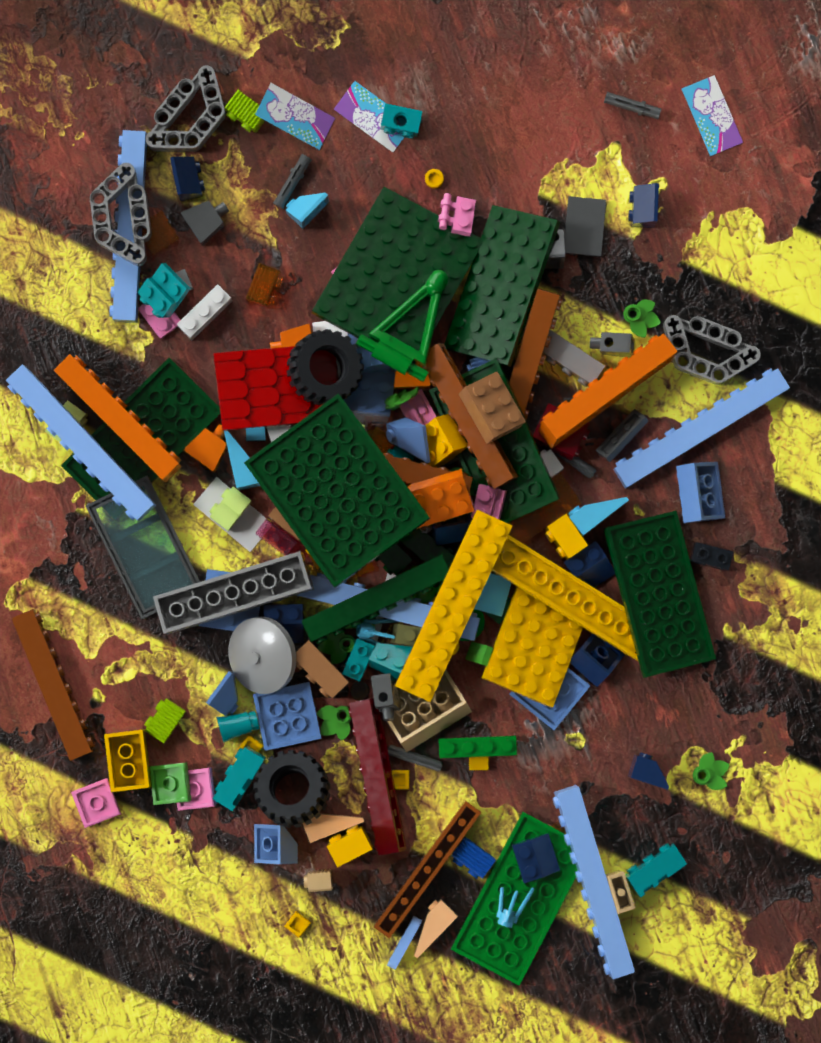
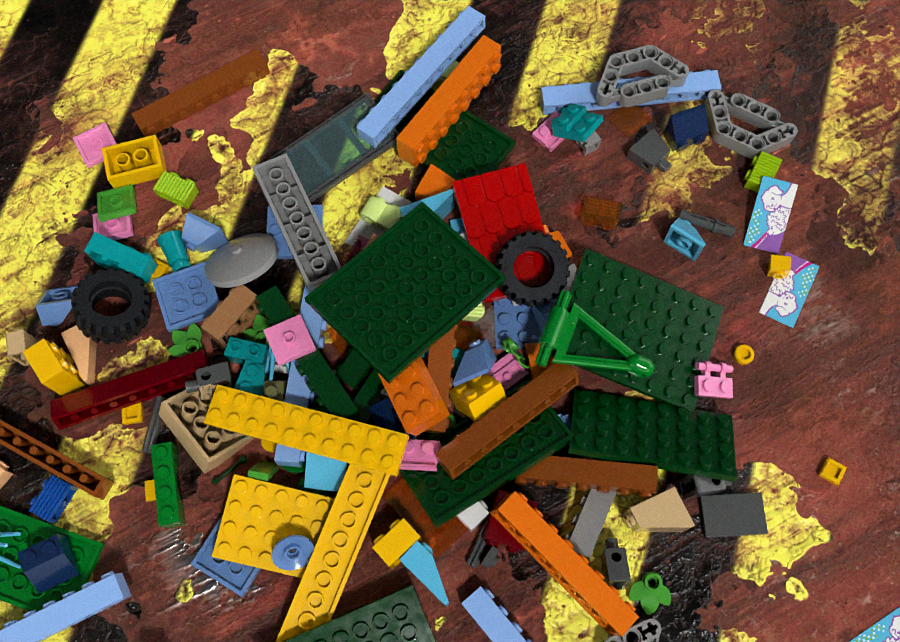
camera: 85 degrees right, 15 degrees down
(204, 312) = (564, 164): white brick -> none
(290, 617) = (282, 275): dark blue slope -> none
(352, 122) = (779, 266): none -> yellow plate
(363, 611) = (289, 340): none -> bright pink plate
(411, 116) = (799, 303): teal brick -> none
(461, 675) = (242, 459): none -> dark green hinge
(492, 407) = (520, 436): medium nougat brick -> none
(558, 125) = (832, 471): none -> yellow tile
(561, 631) = (292, 552): none -> medium blue dish
(576, 293) = (659, 514): none -> tan slope
(590, 454) = (491, 558): none -> dark grey plate
(590, 565) = (370, 576): dark blue slope -> none
(596, 659) = (270, 599): dark blue slope -> none
(622, 435) = (518, 590): dark grey plate -> none
(632, 105) = (877, 547): dark grey pin -> none
(644, 205) = (773, 575): dark blue slope -> none

